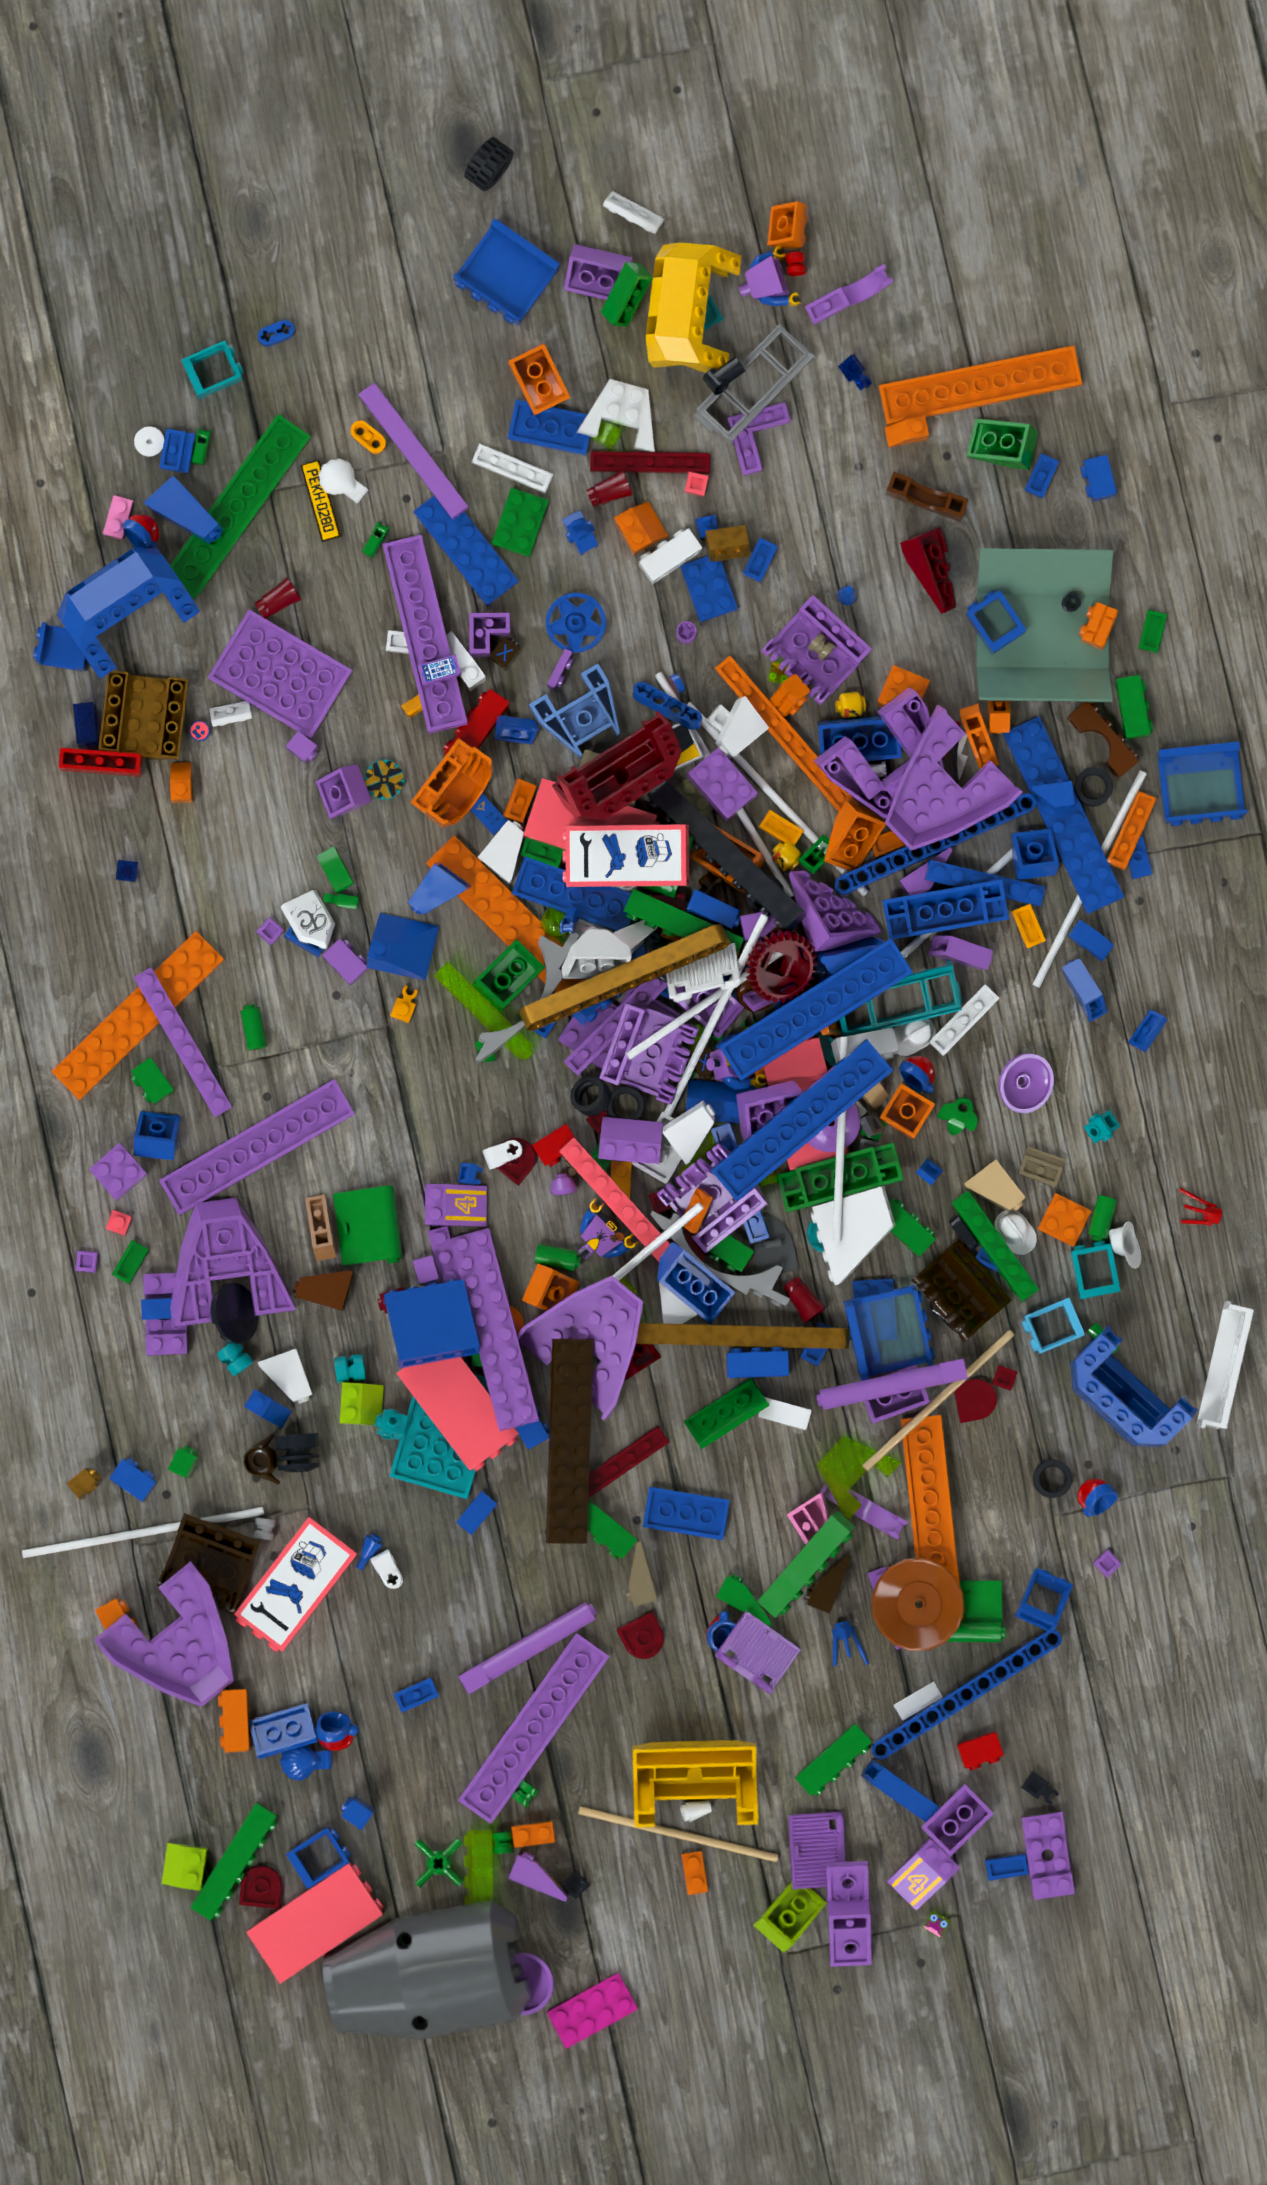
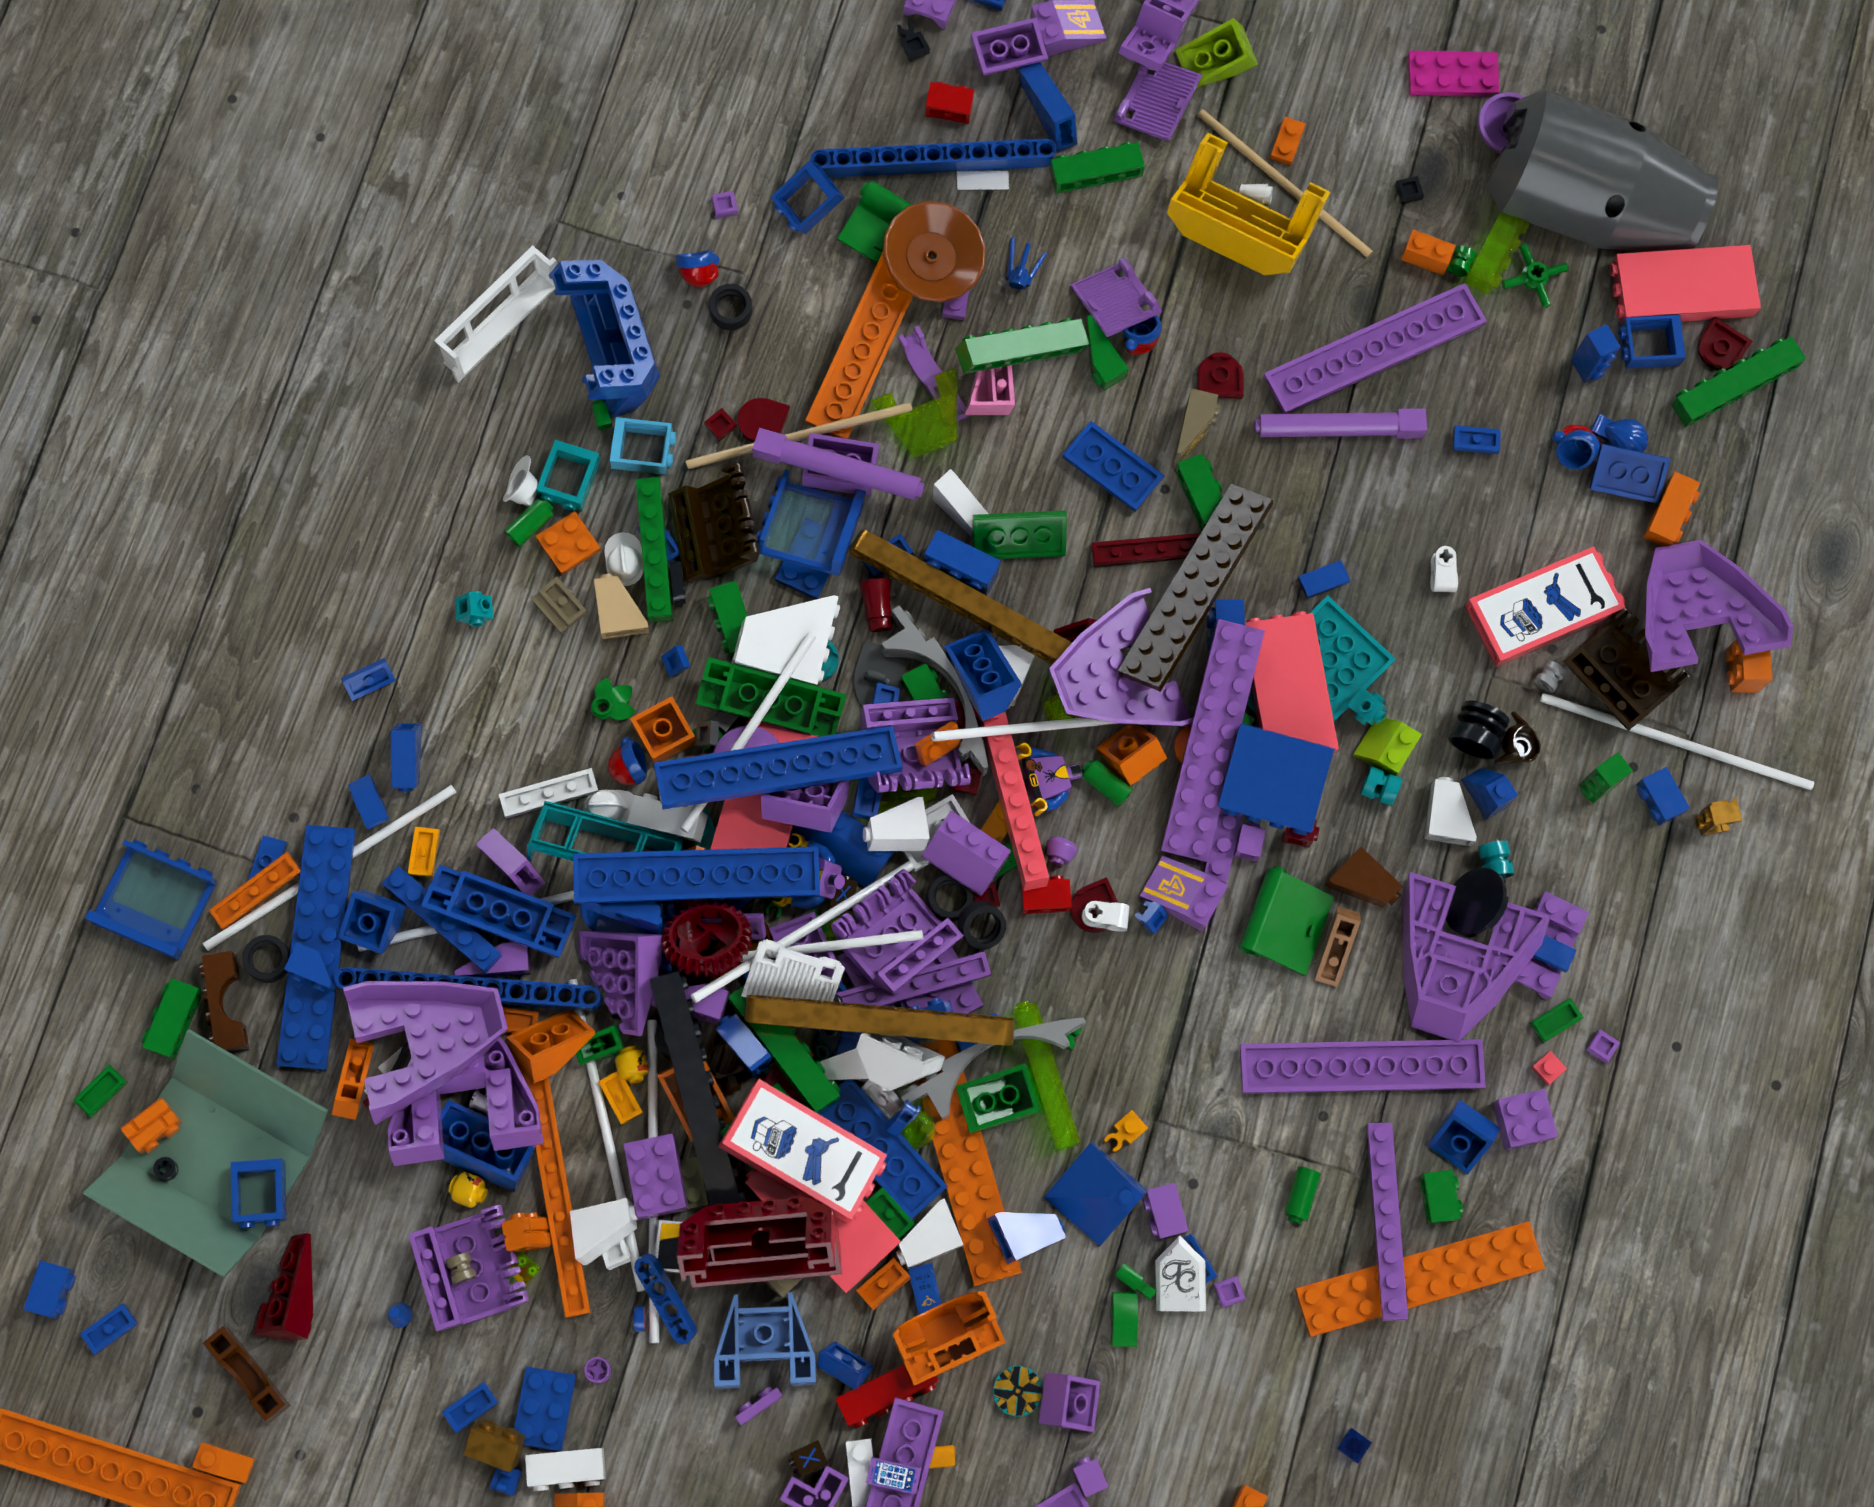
camera: 155 degrees left, 10 degrees down
(184, 1866) = (1790, 402): lime slope -> none
(371, 1545) = (1447, 604): blue cone -> none
(521, 1797) = (1416, 293): green wheel -> none
(532, 1874) = (1448, 209): medium lavender slope -> none
(575, 622) = (712, 1449): blue wheel -> none
(825, 1590) = (1016, 313): dark brown slope -> none
(899, 681) = (403, 1181): orange brick -> none
(998, 716) = (319, 1085): orange slope -> none
(1003, 443) = (128, 1390): green slope -> none
(1035, 1083) = (524, 692): medium lavender dish -> none
(1210, 1213) = (420, 468): red plant -> none

